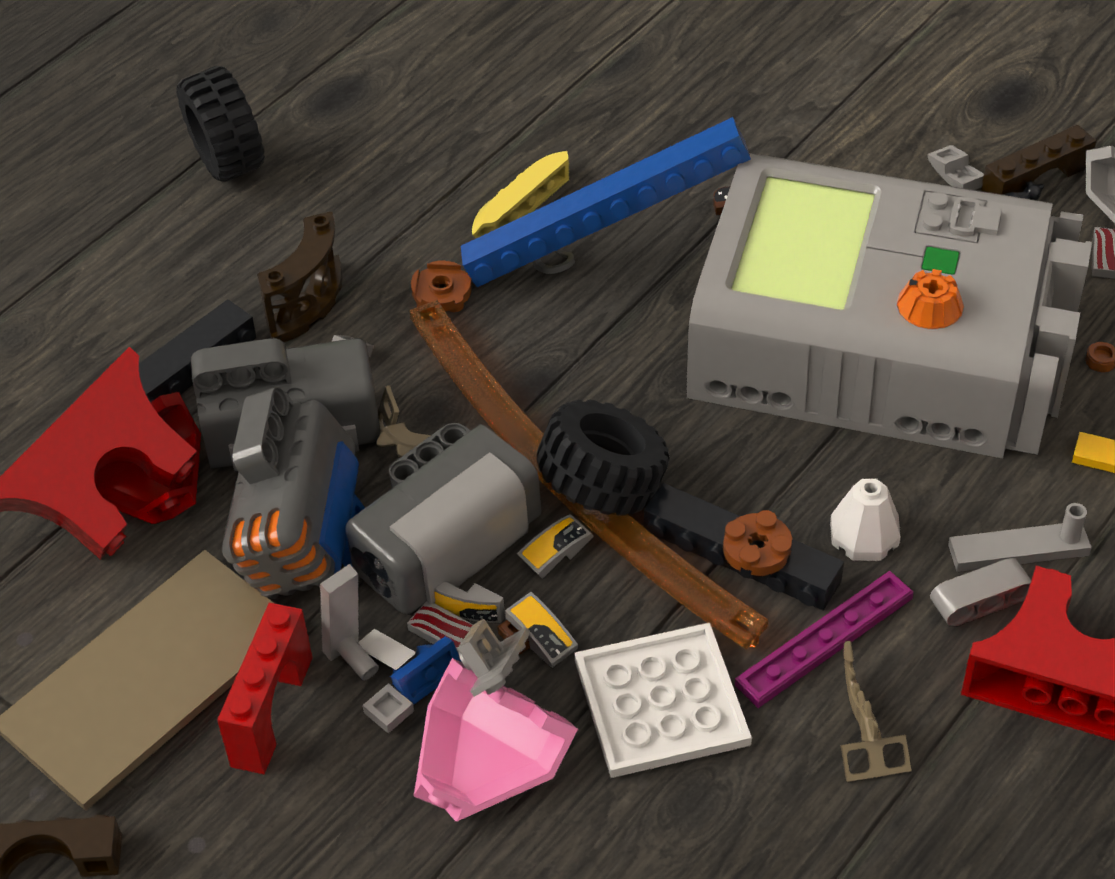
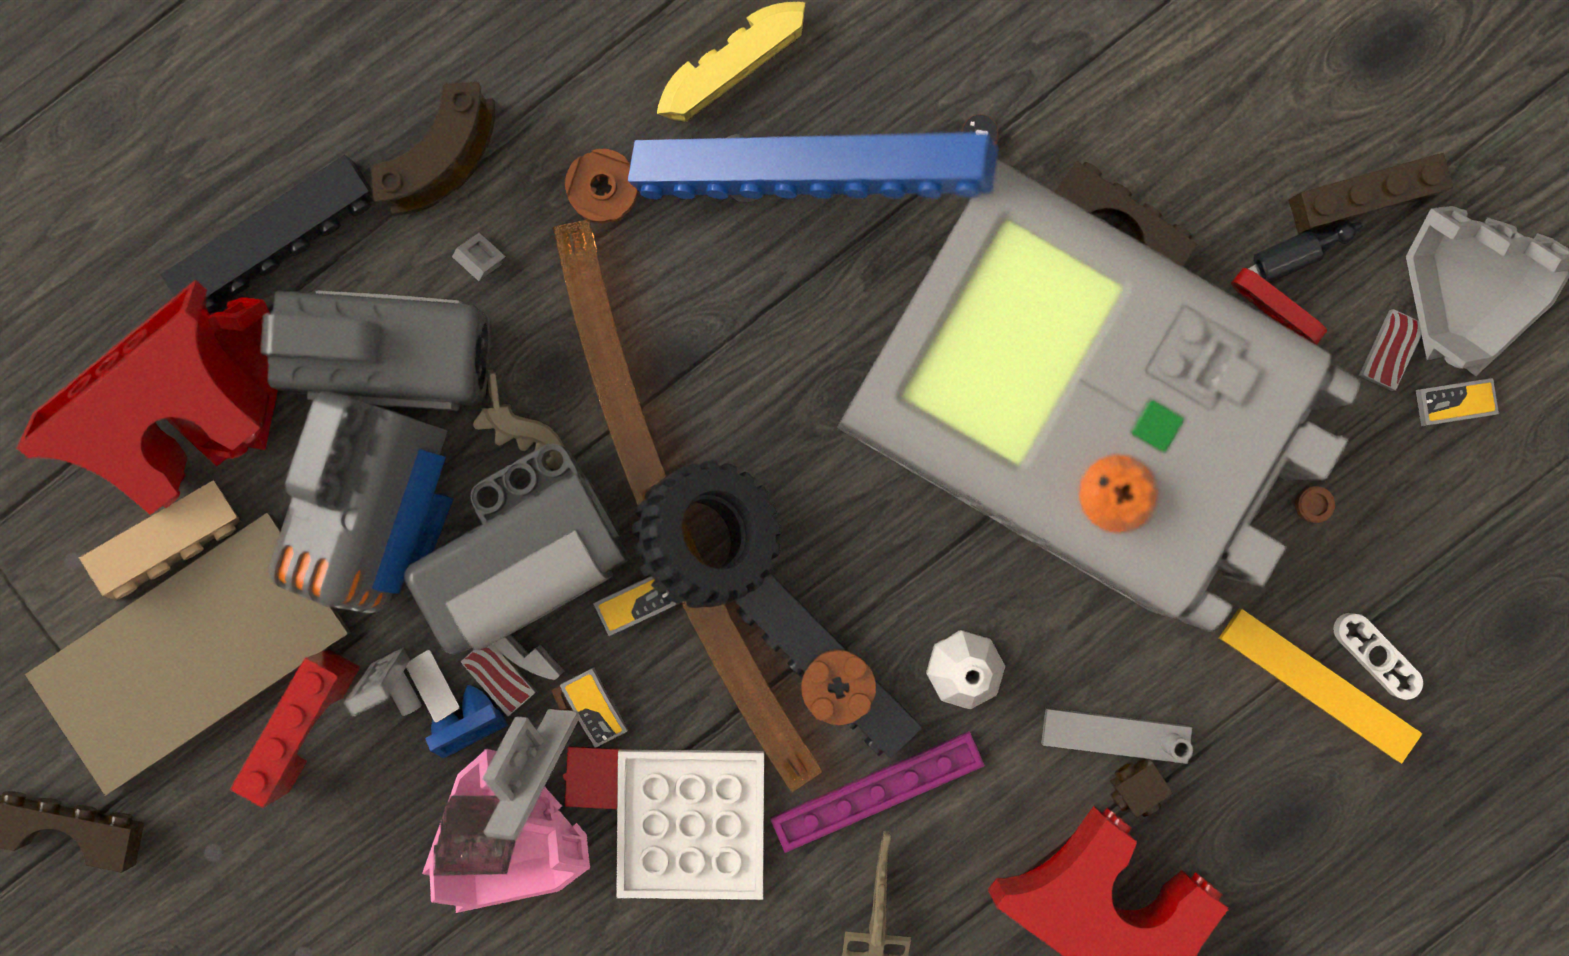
camera: 10 degrees right, 40 degrees up
(104, 590) = (160, 541): none -> tan wedge
(388, 708) = (419, 761): light grey plate -> none
(462, 732) = (464, 846): none -> clear smoke brick
(558, 689) = (592, 777): none -> red piece
(955, 168) = (1271, 160): light grey slope -> none
(981, 592) = (1053, 789): light grey beam -> none
(1065, 560) = (1139, 788): none -> dark brown brick

